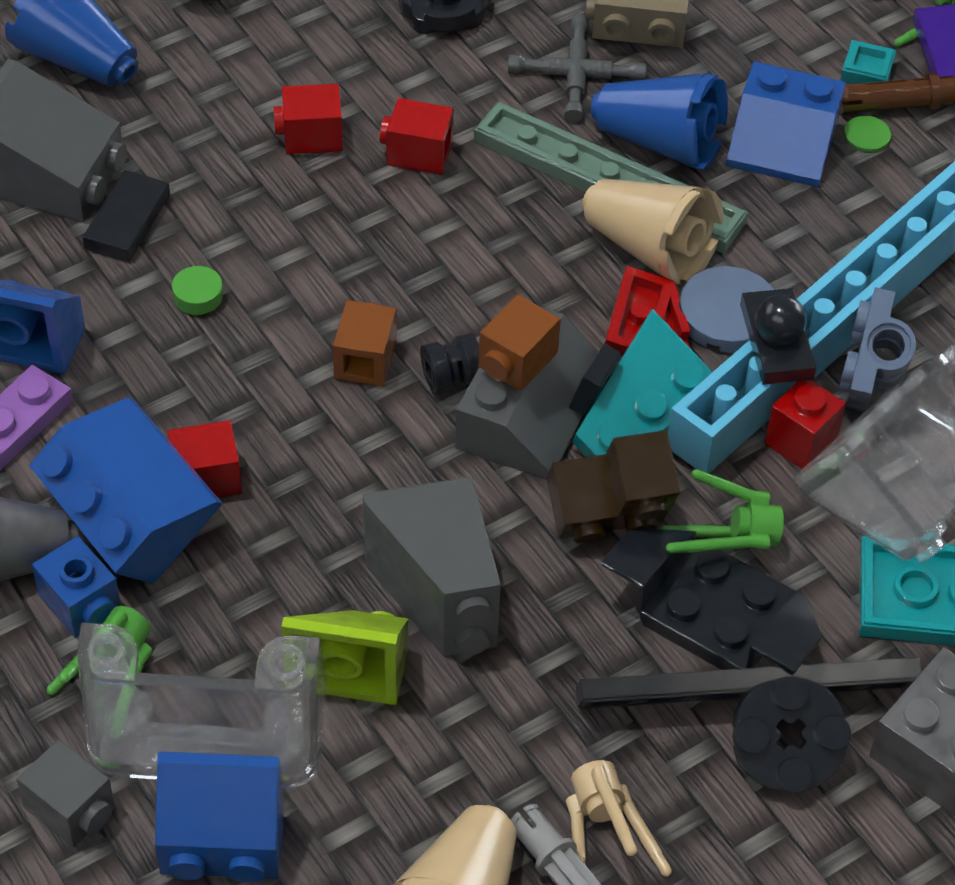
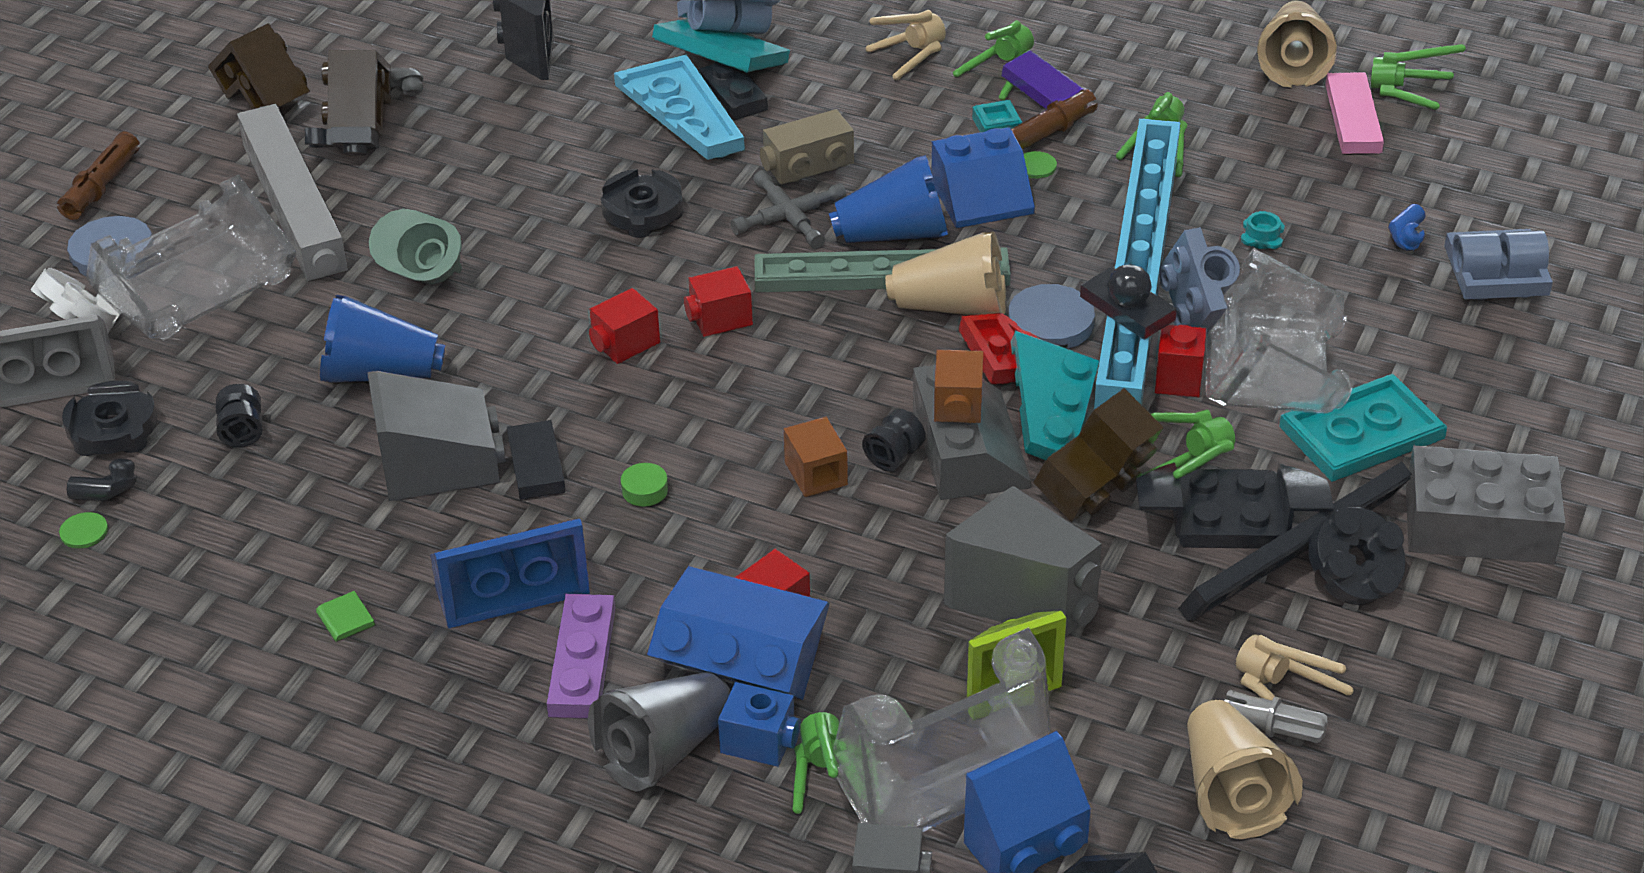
camera: 30 degrees left, 10 degrees down
(595, 379) = (1015, 398): black tile -> none

